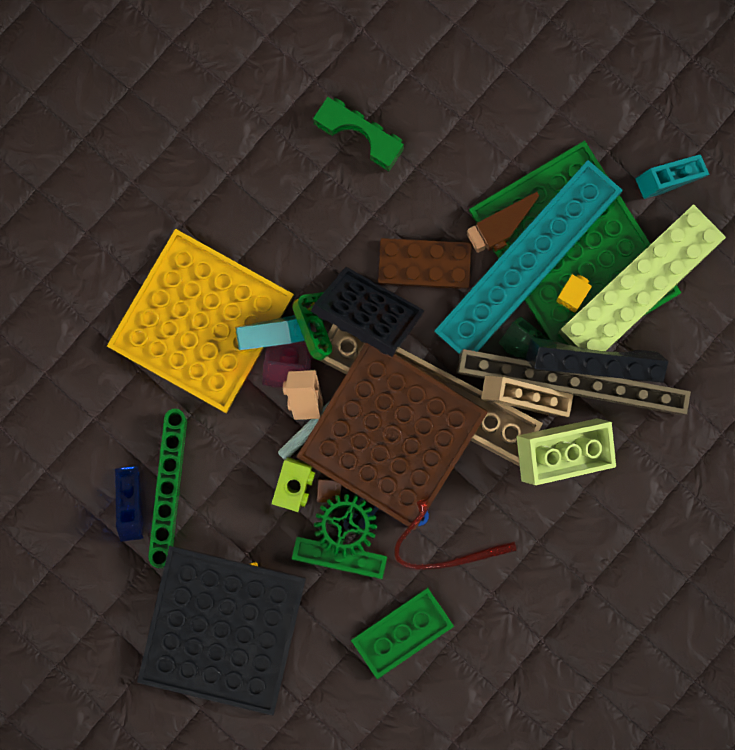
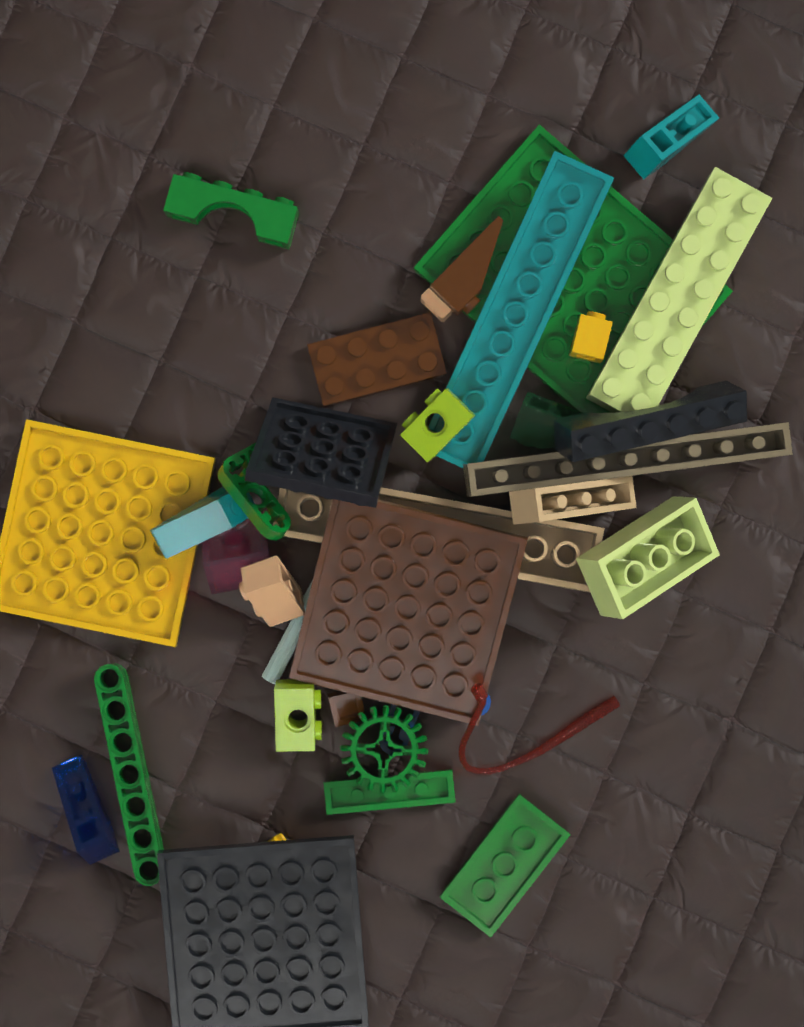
camera: 20 degrees left, 5 degrees up
(465, 317) = (455, 416): none -> lime brick

